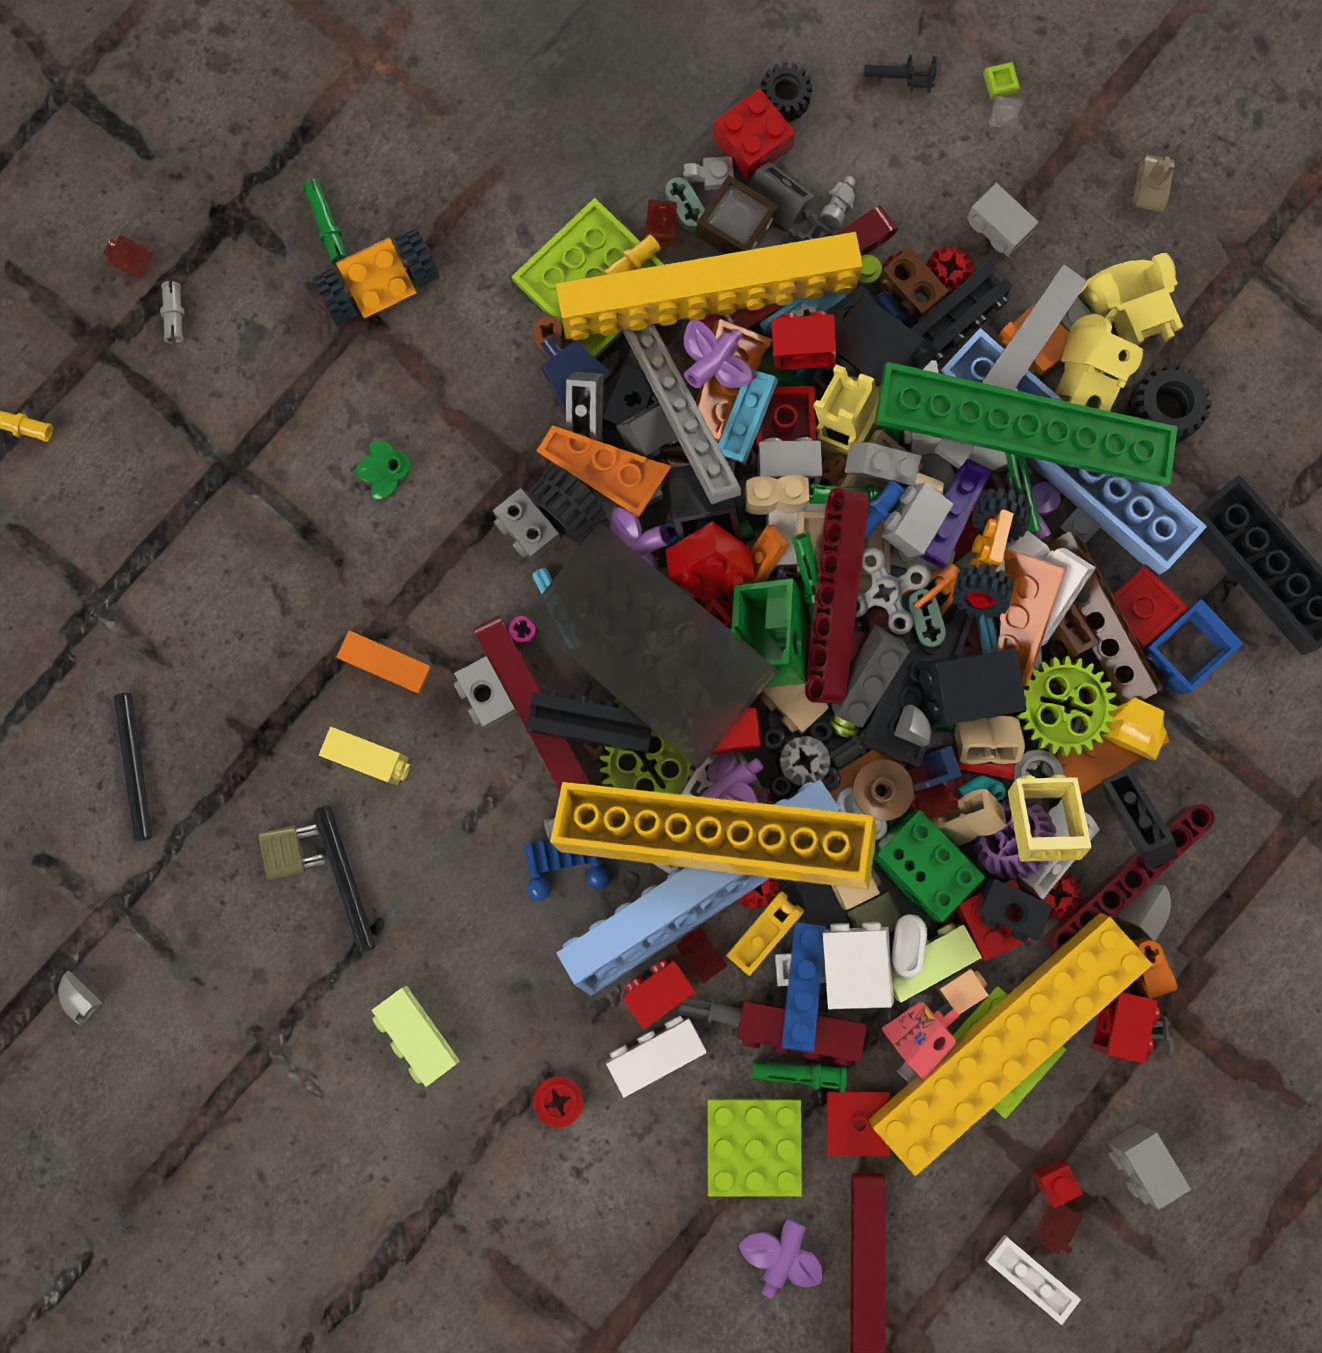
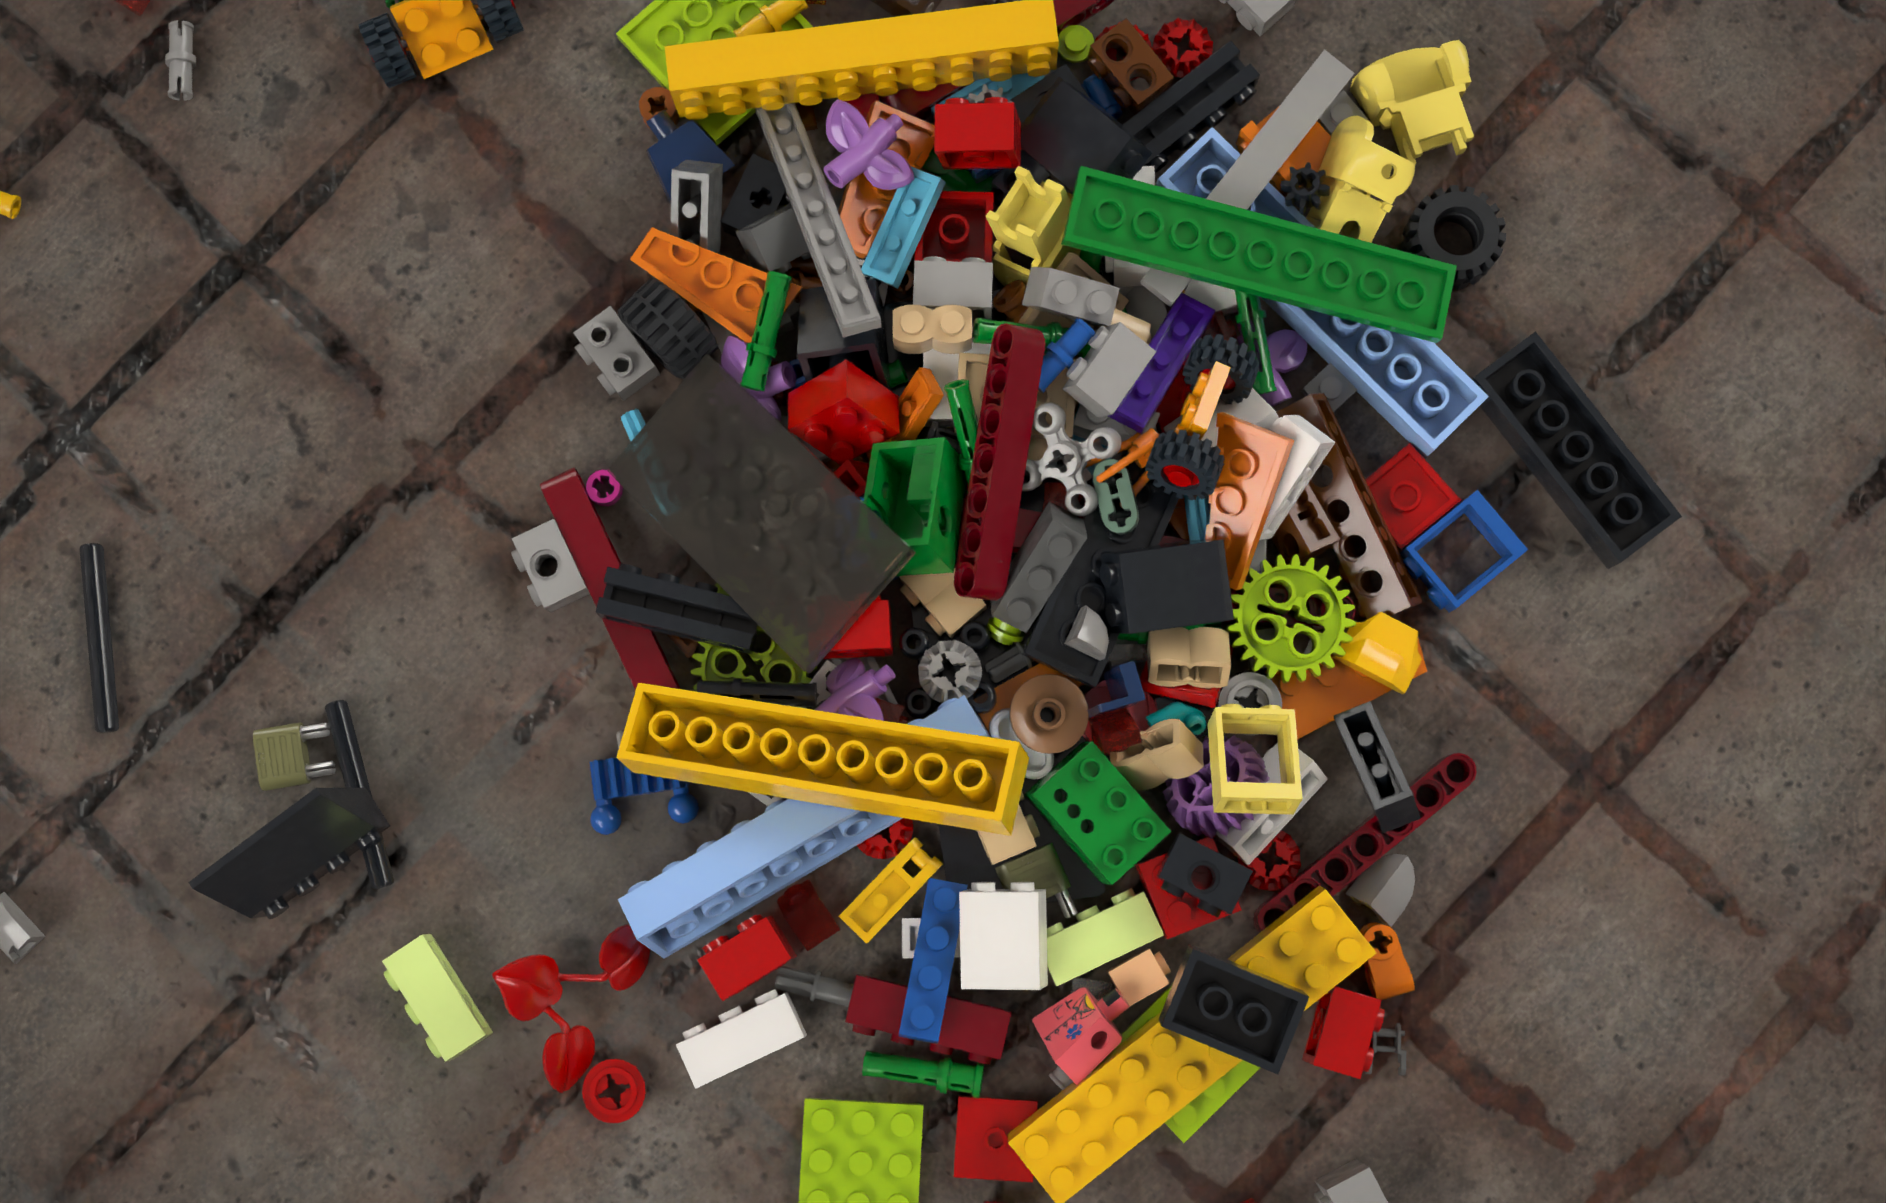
camera: 10 degrees right, 0 degrees up
(298, 929) = (294, 852): none -> black slope
(365, 756) = (392, 639): light yellow window -> none
(378, 469) = (433, 274): green plate -> none
(384, 662) = (425, 520): orange tile -> none
(495, 1023) = (534, 985): none -> red plant
(644, 512) = (768, 322): none -> green pin
(663, 784) = (770, 692): none -> black pin
(909, 945) = (1070, 914): white tile -> none
(1047, 1015) = (1233, 1009): none -> black brick
(1056, 380) = (1307, 178): none -> black gear

